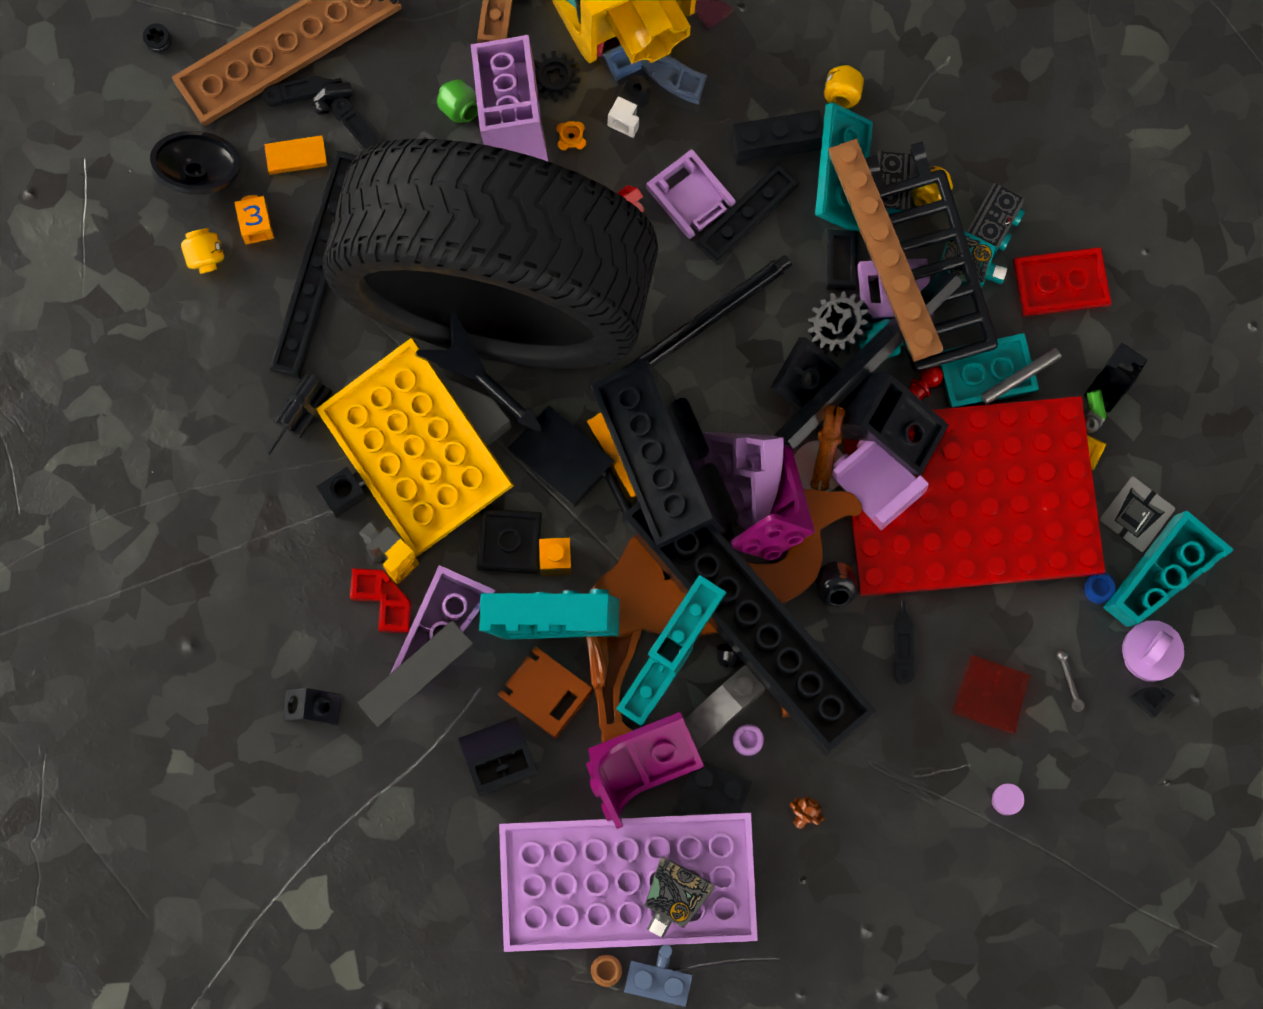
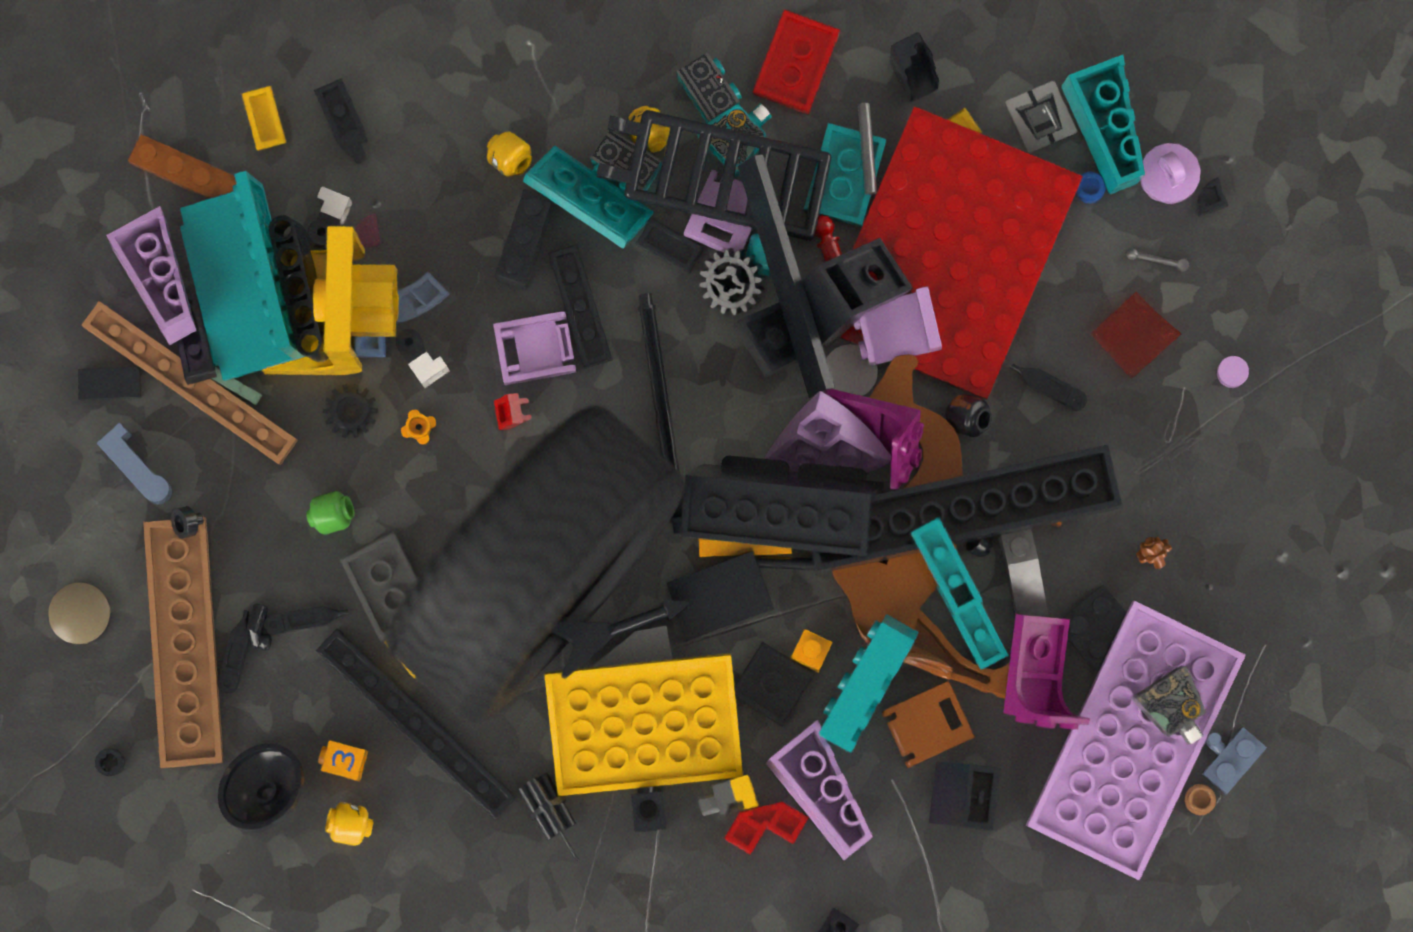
camera: 55 degrees left, 5 degrees up
(296, 155) = (298, 690): light orange tile -> none
(414, 673) = (858, 830): dark grey tile -> none
(508, 96) = (361, 467): lavender hinge -> none
(748, 740) = (1063, 568): lavender tile -> none
(829, 437) = (840, 350): clear orange pin -> none
(885, 250) = (695, 205): medium nougat plate -> none
(1096, 412) = (932, 100): arm -> none

